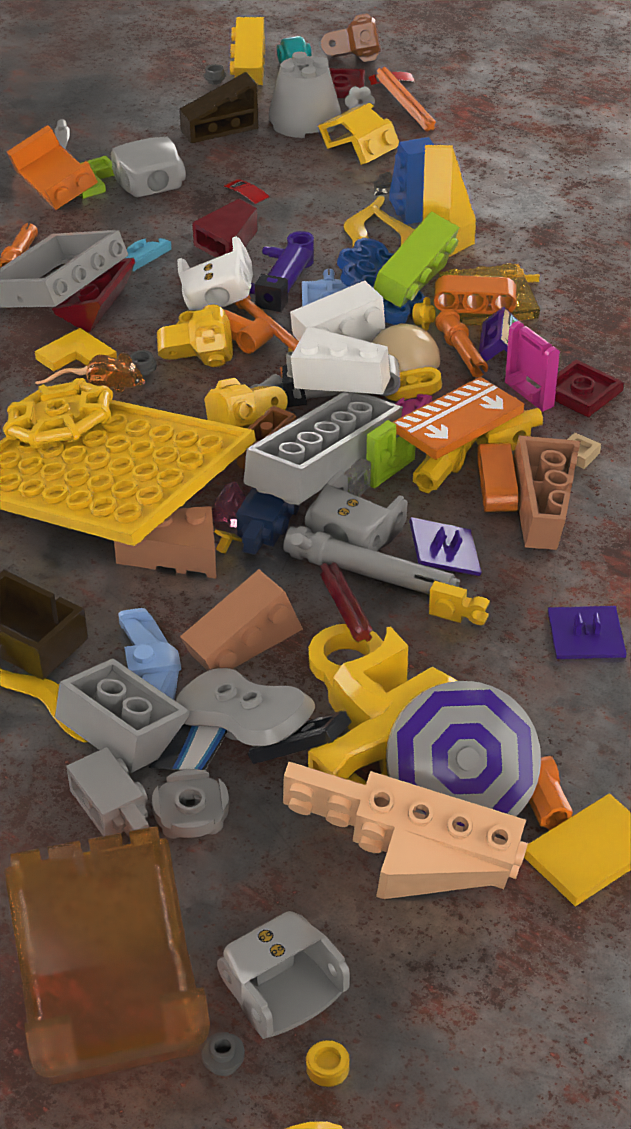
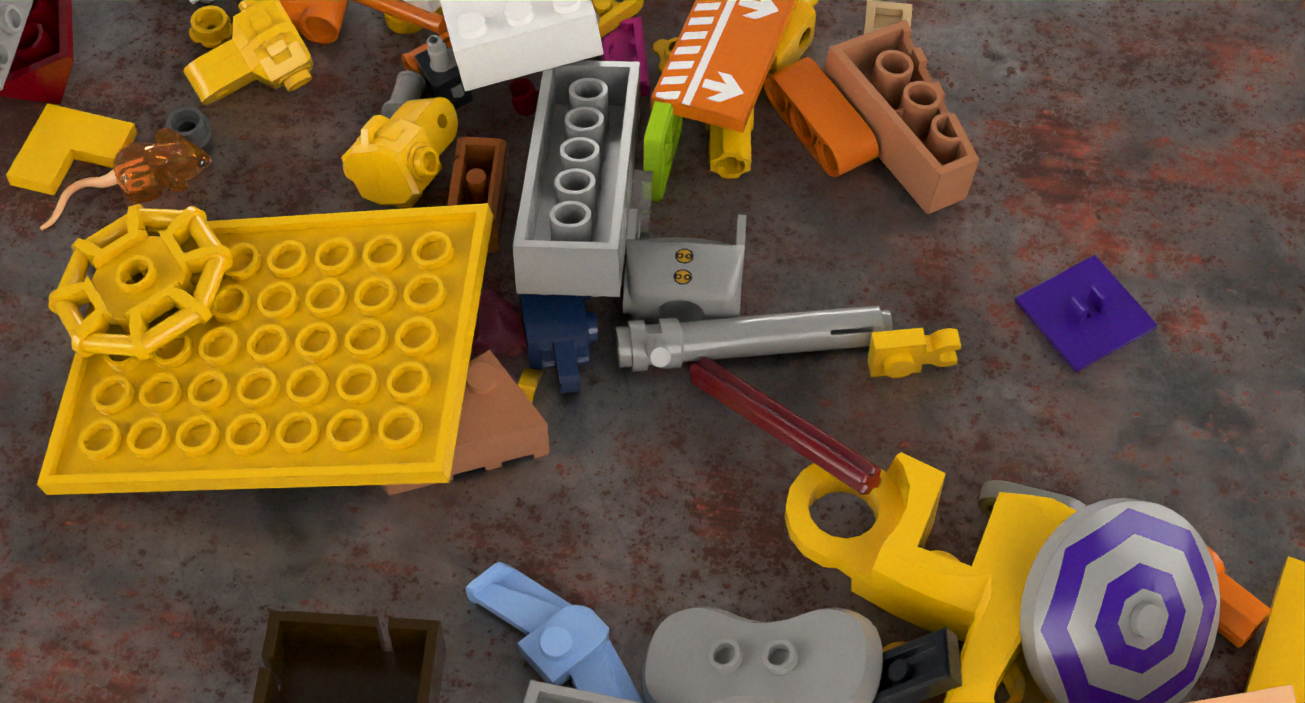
camera: 30 degrees left, 15 degrees up
(242, 624) = (662, 531): nougat wedge -> none
(444, 546) = (828, 262): piece -> none

